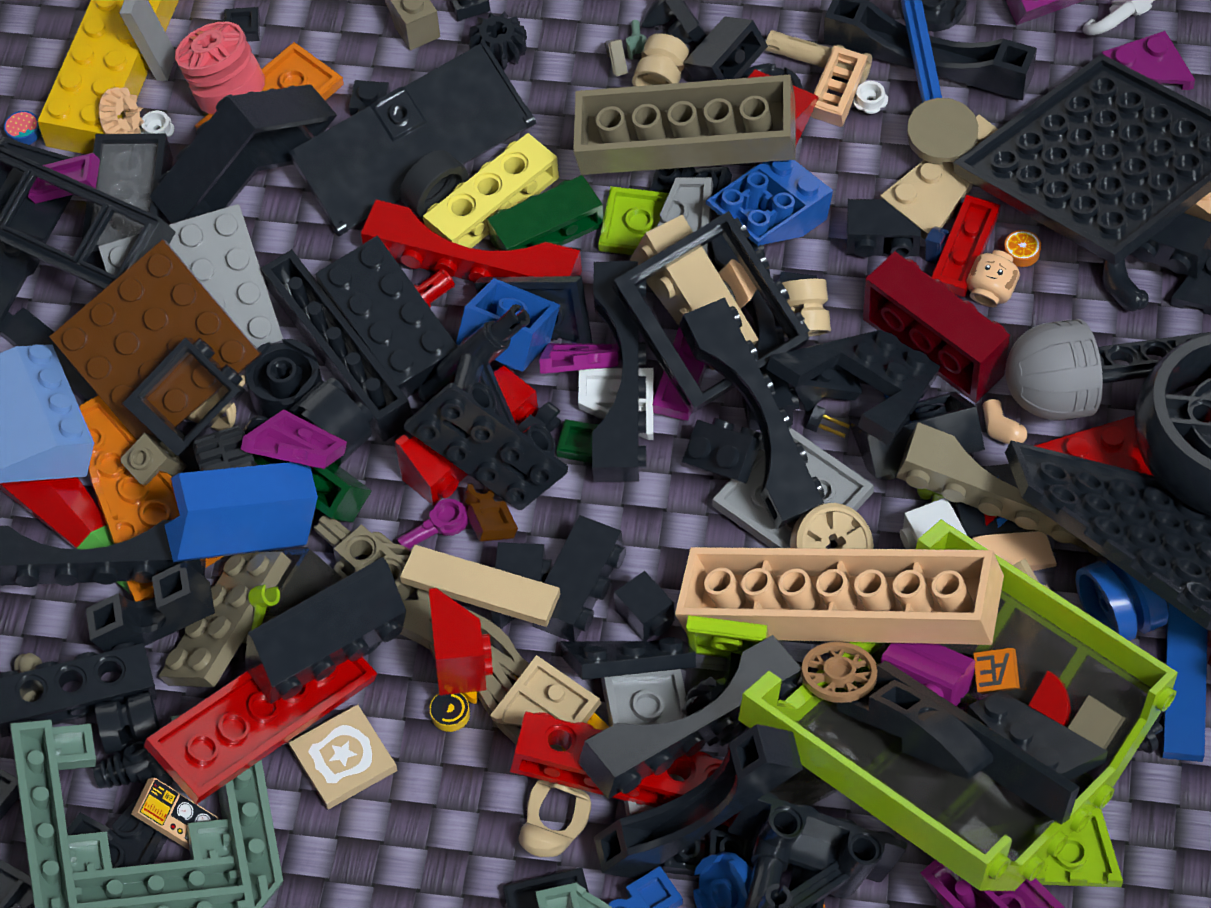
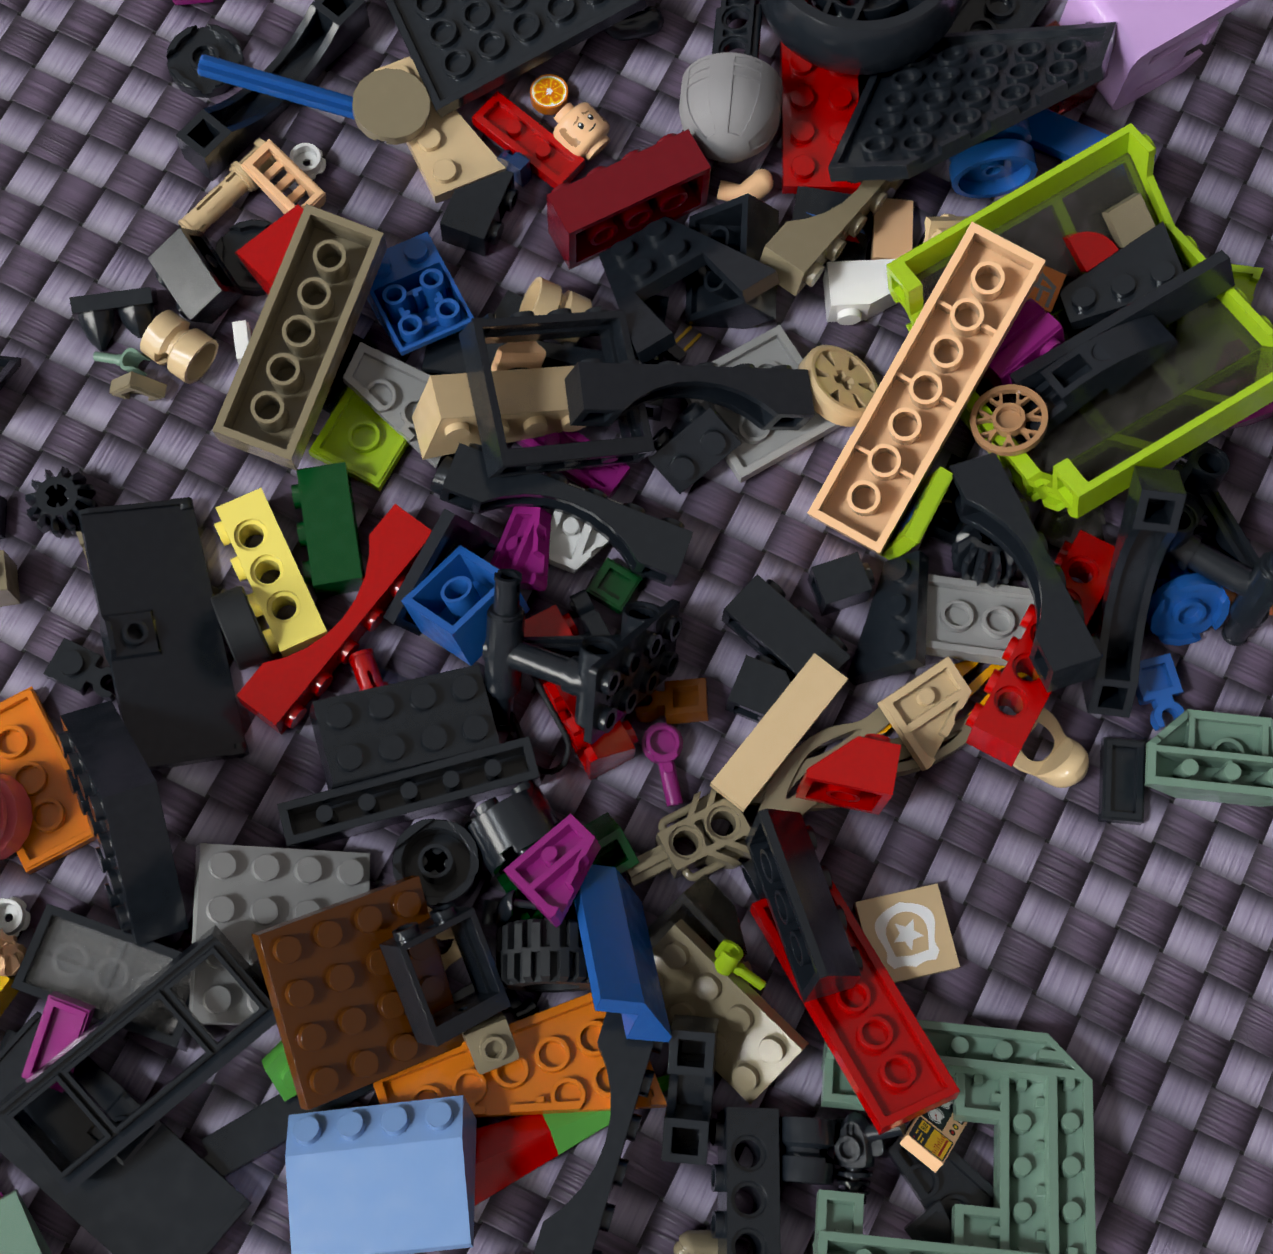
camera: 80 degrees left, 15 degrees up
(450, 711) = (892, 817): black tile -> none

